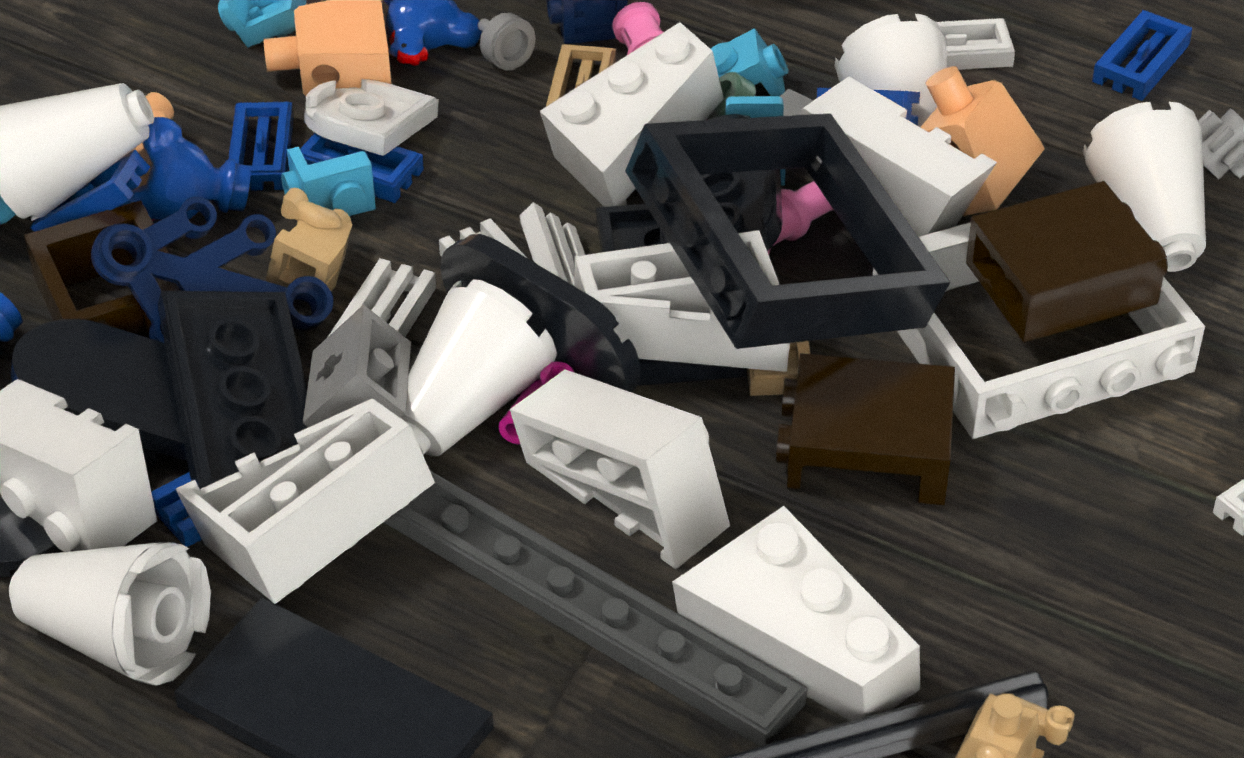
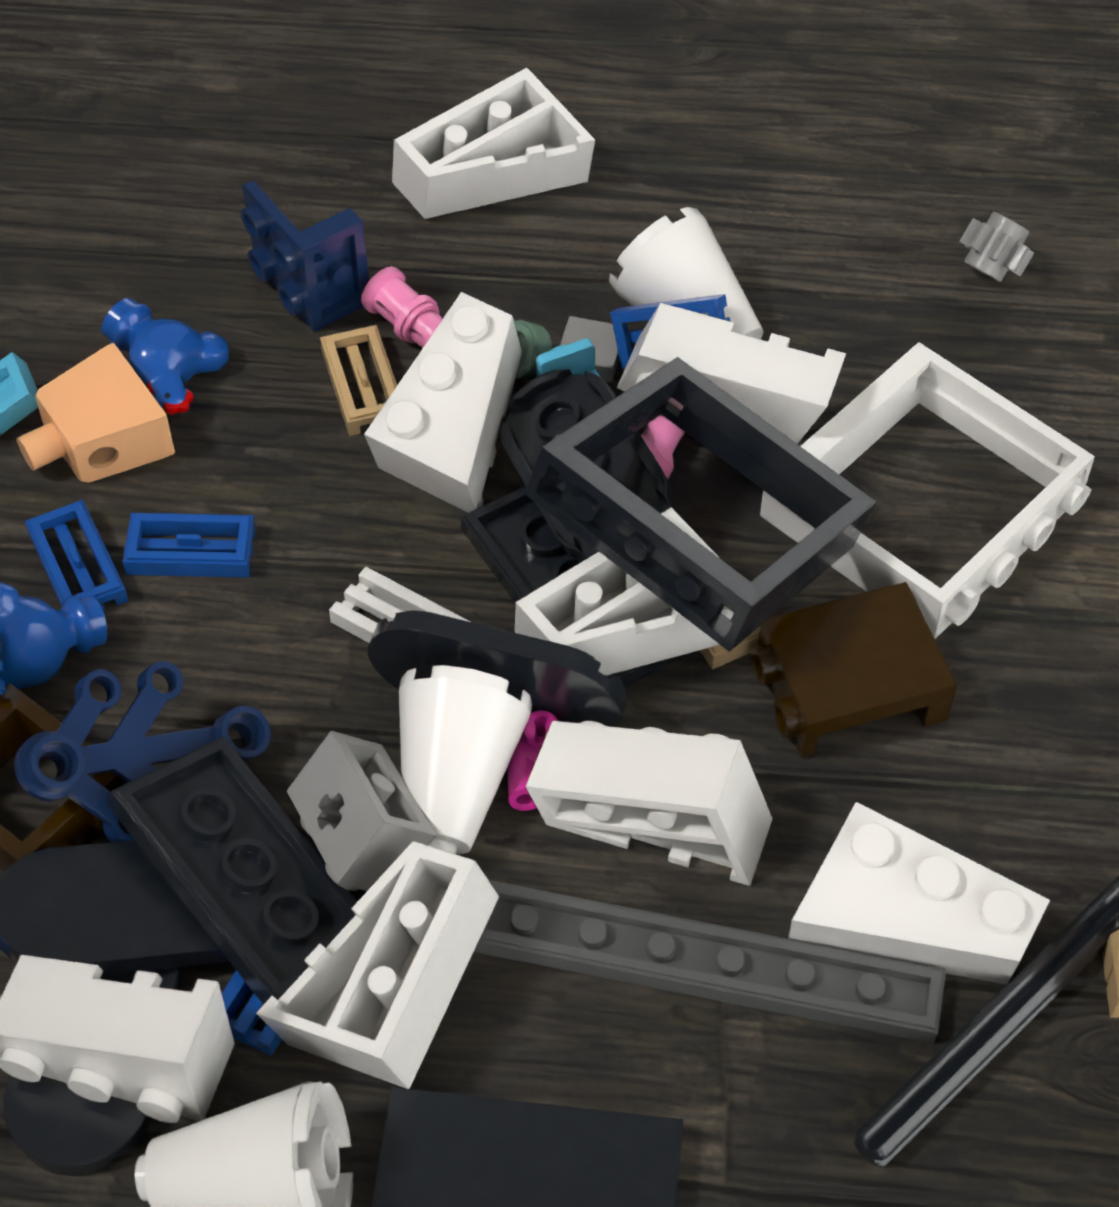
camera: 25 degrees left, 10 degrees up
(313, 246) = (219, 672): tan piece -> none
(333, 183) = (186, 592): medium azure bracket -> none
(370, 116) = (171, 488): white tile -> none
(383, 290) = (314, 669): white tile -> none
(506, 40) = (264, 352): light grey tile -> none
(550, 243) = (458, 585): white tile -> none
(753, 60) = (522, 297): medium azure bracket -> none
(977, 43) = (718, 211): white tile -> none
(984, 122) = (789, 304): light nougat torso -> none
(1065, 260) = (949, 434): dark brown brick -> none
(1109, 64) = (861, 196): blue tile -> none
(1156, 169) = (966, 314): white cone -> none

